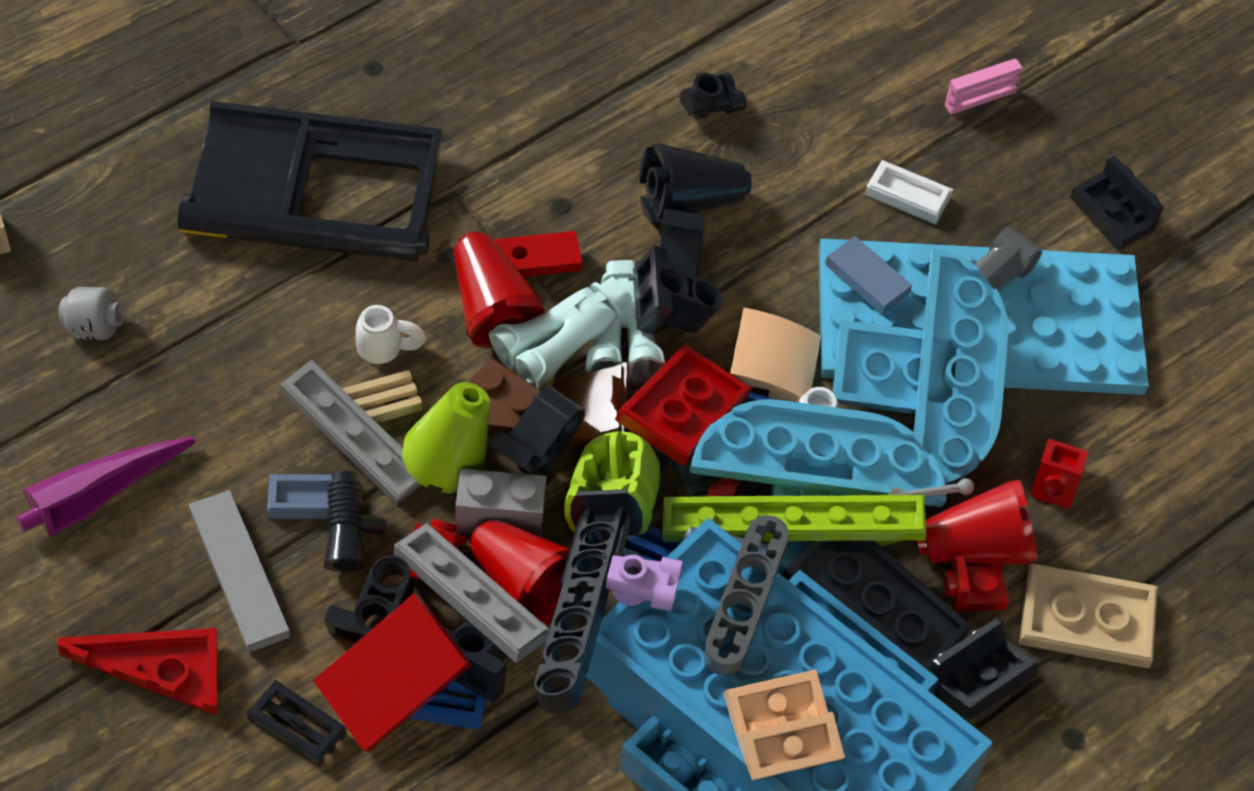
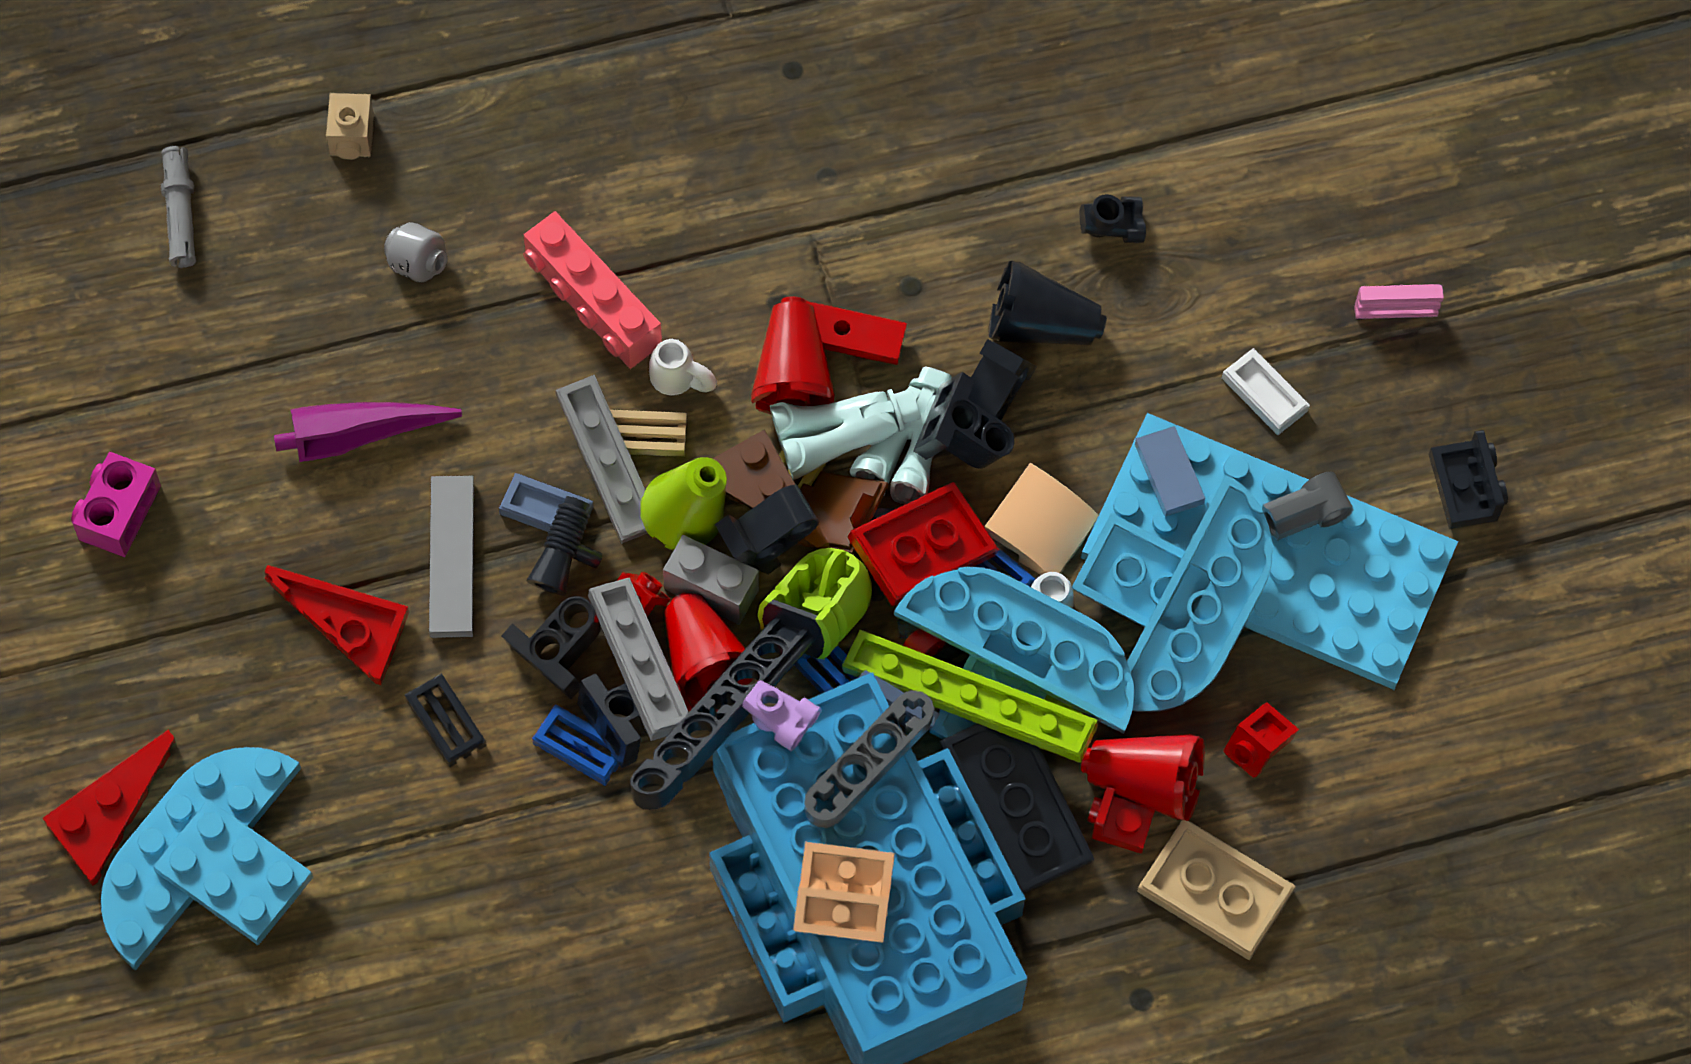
camera: 25 degrees right, 10 degrees up
(259, 168) = (631, 152): black piece -> none
(275, 292) = (592, 290): none -> coral brick
(391, 672) = (540, 707): red tile -> none
(964, 487) = (1147, 723): light grey hinge -> none
(982, 670) = (1081, 903): black bracket -> none

